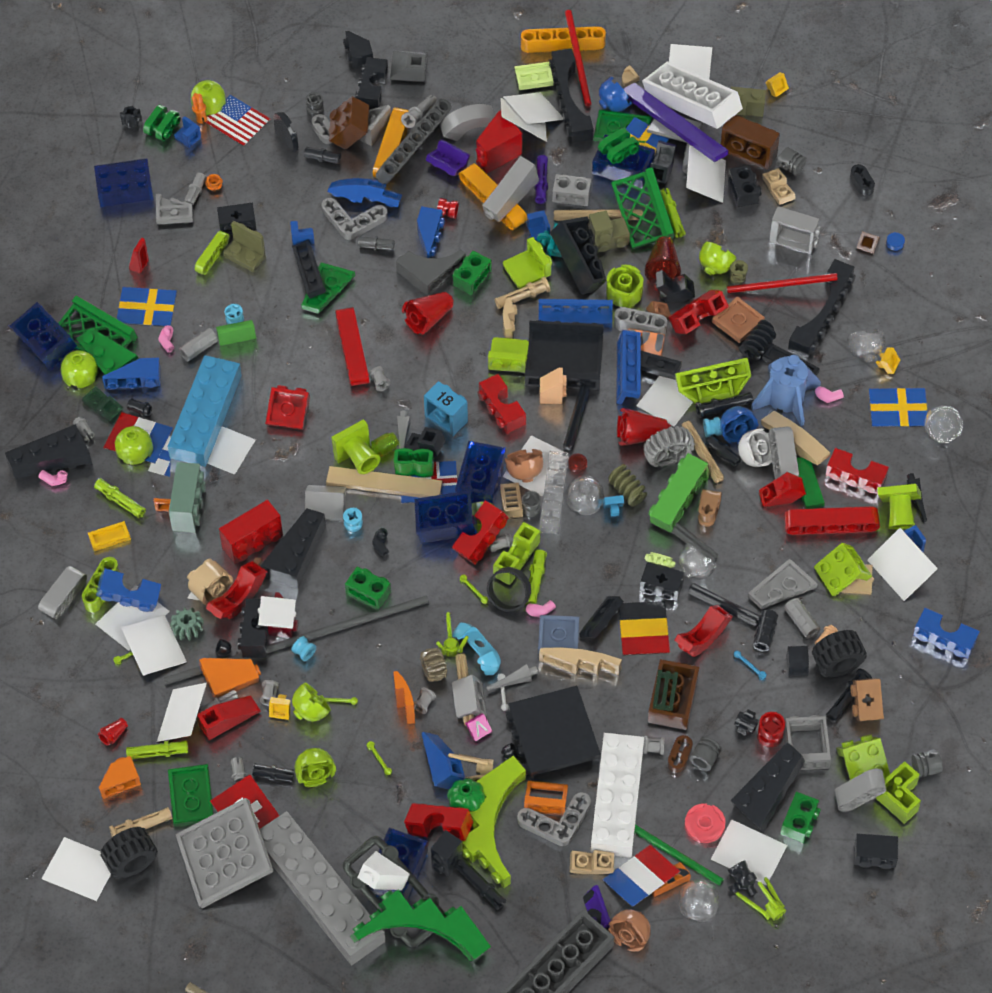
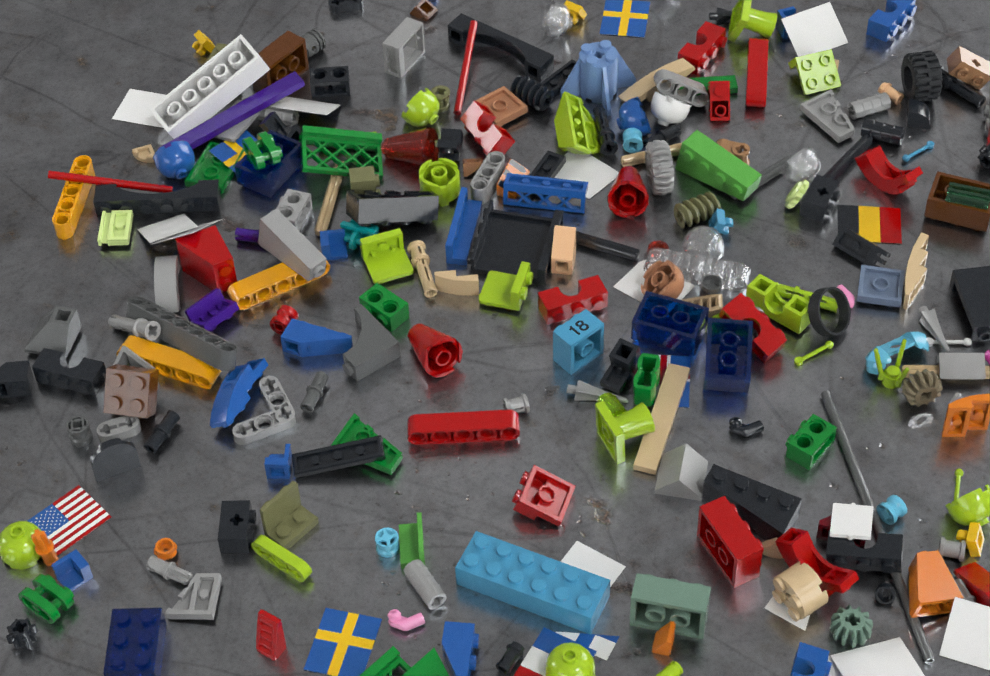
camera: 80 degrees left, 10 degrees down
(354, 524) = (716, 453): medium azure wheel -> none
(778, 186) = (343, 58): tan slope -> none

